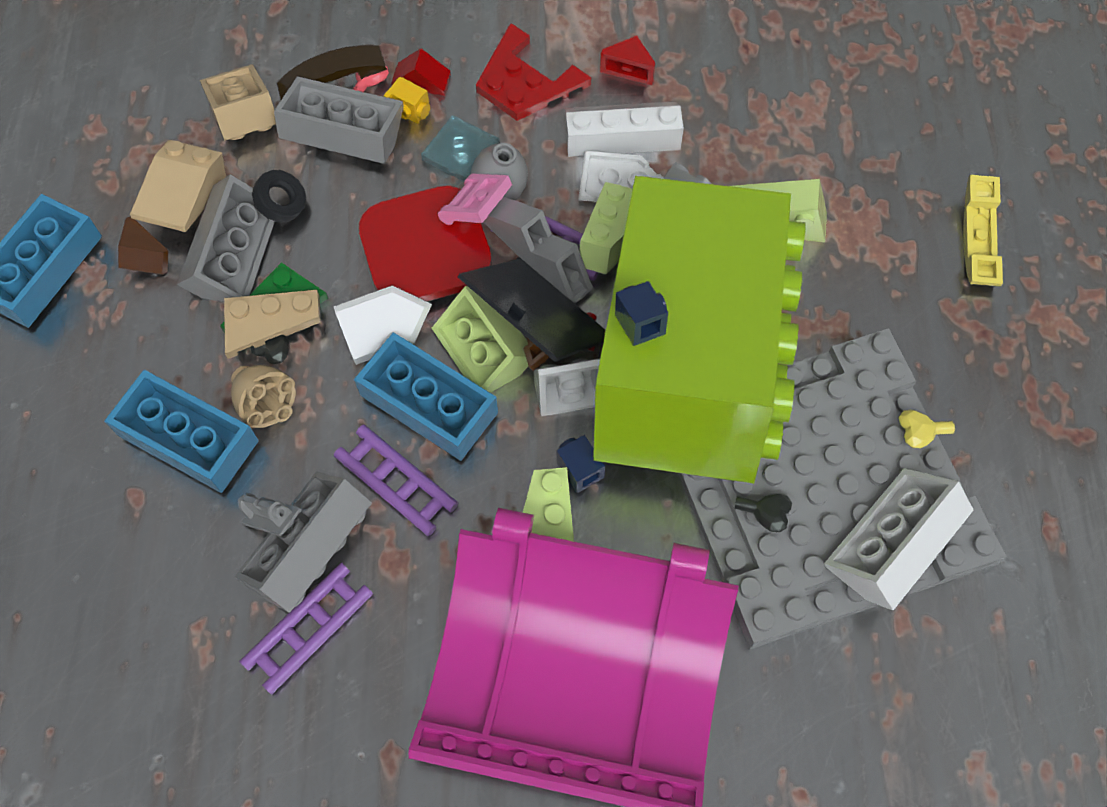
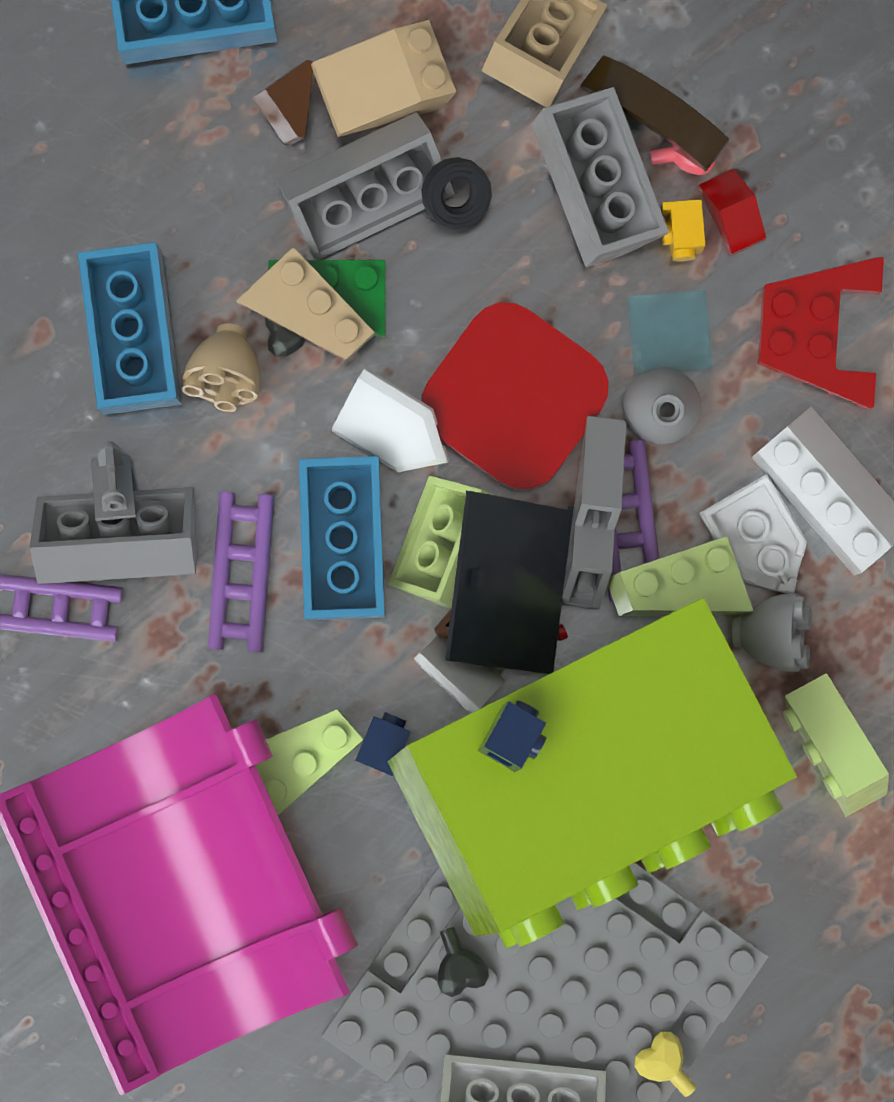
camera: 50 degrees right, 20 degrees up
(476, 198) = (597, 425): bright pink plate -> none

